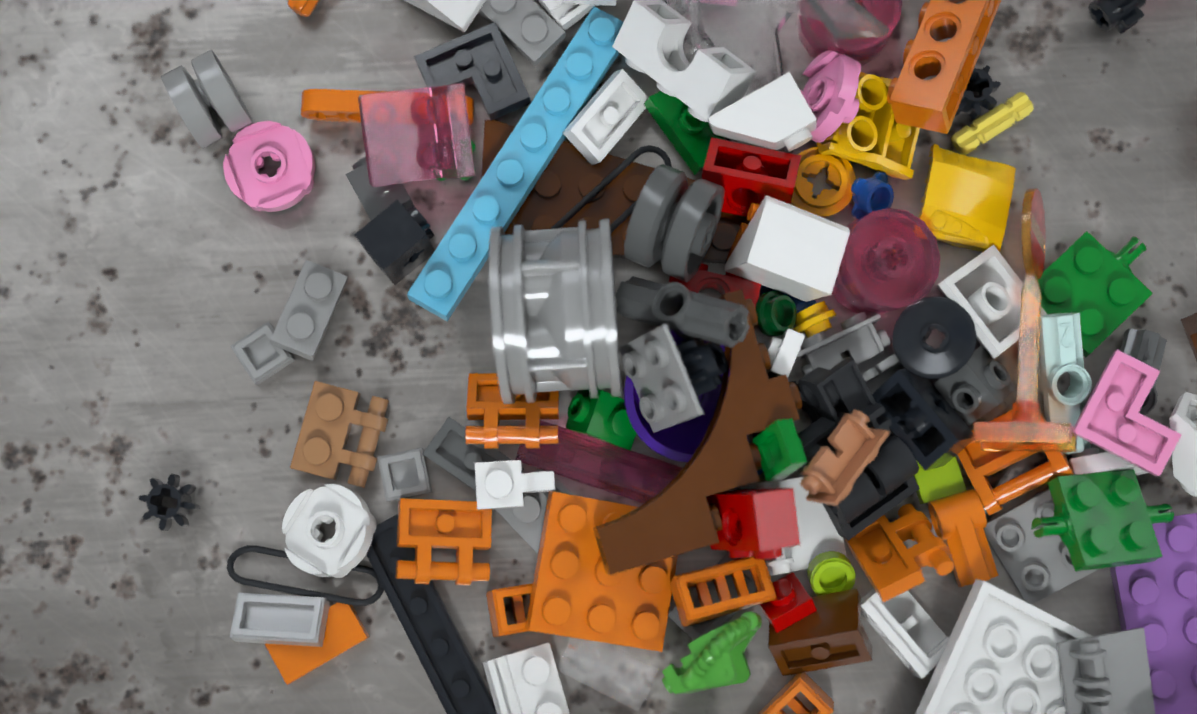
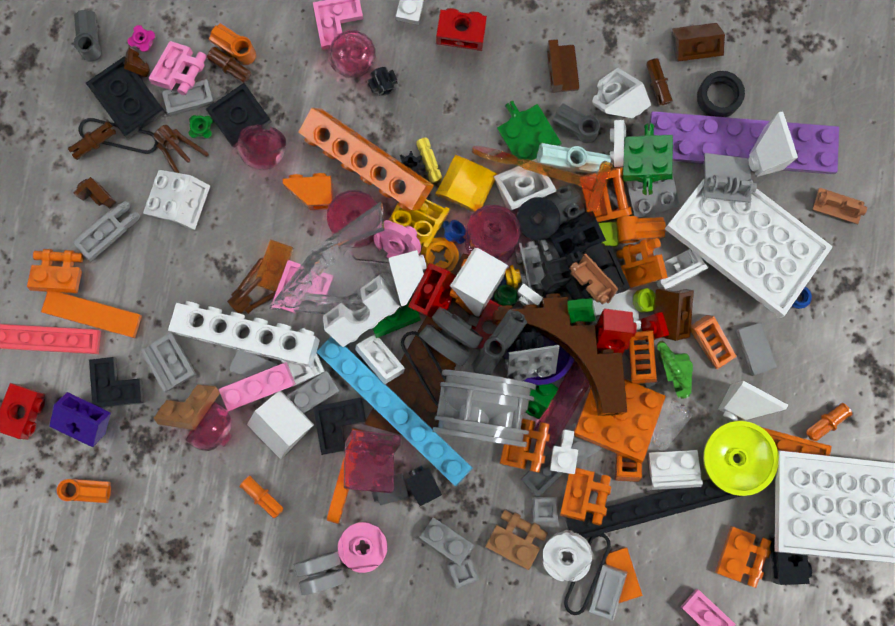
camera: 80 degrees left, 0 degrees up
(1114, 420) = (598, 140): bright pink plate -> none

